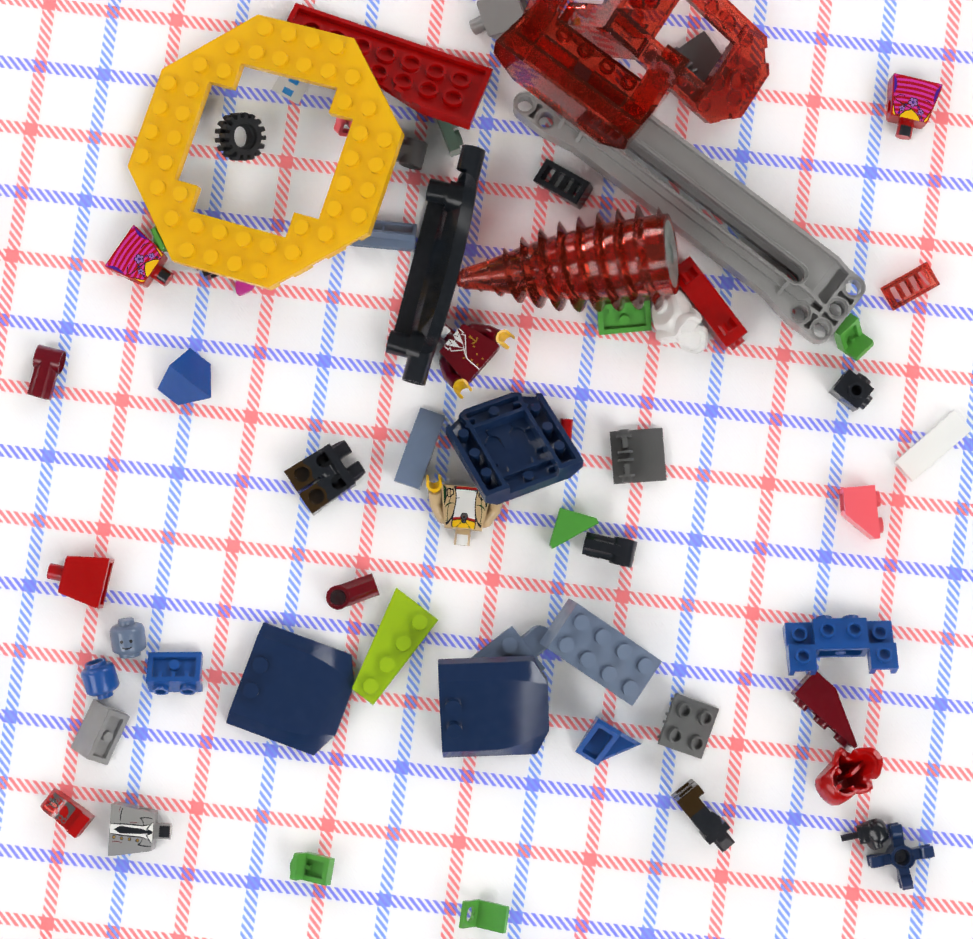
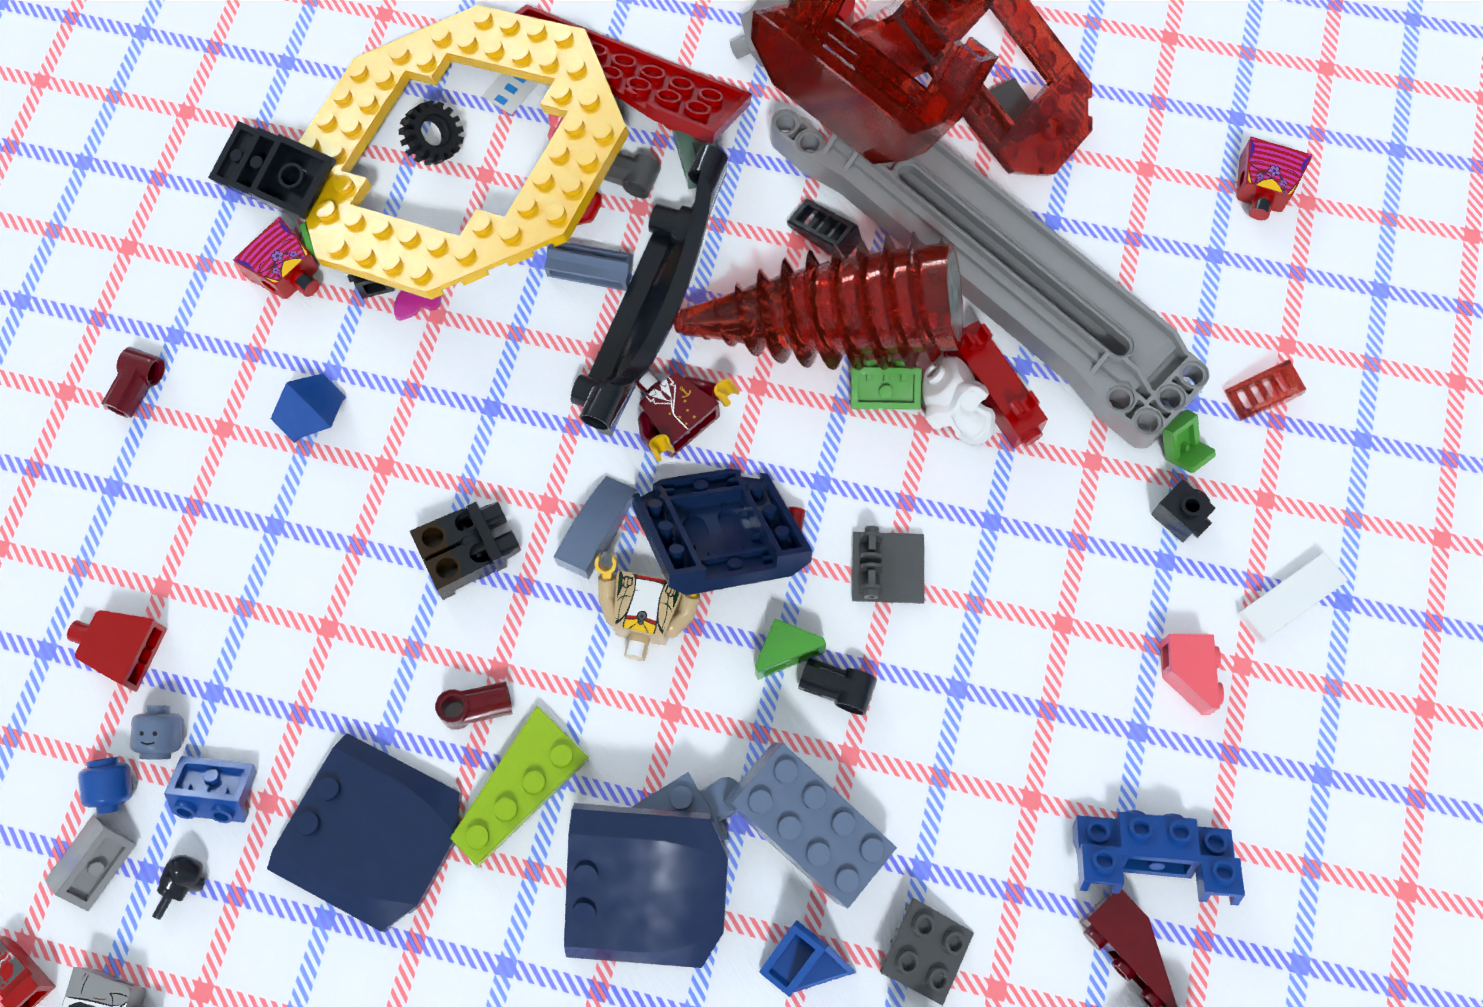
camera: 10 degrees right, 15 degrees down
(119, 184) = (272, 169): none -> black slope
(165, 736) = (179, 876): none -> black piece

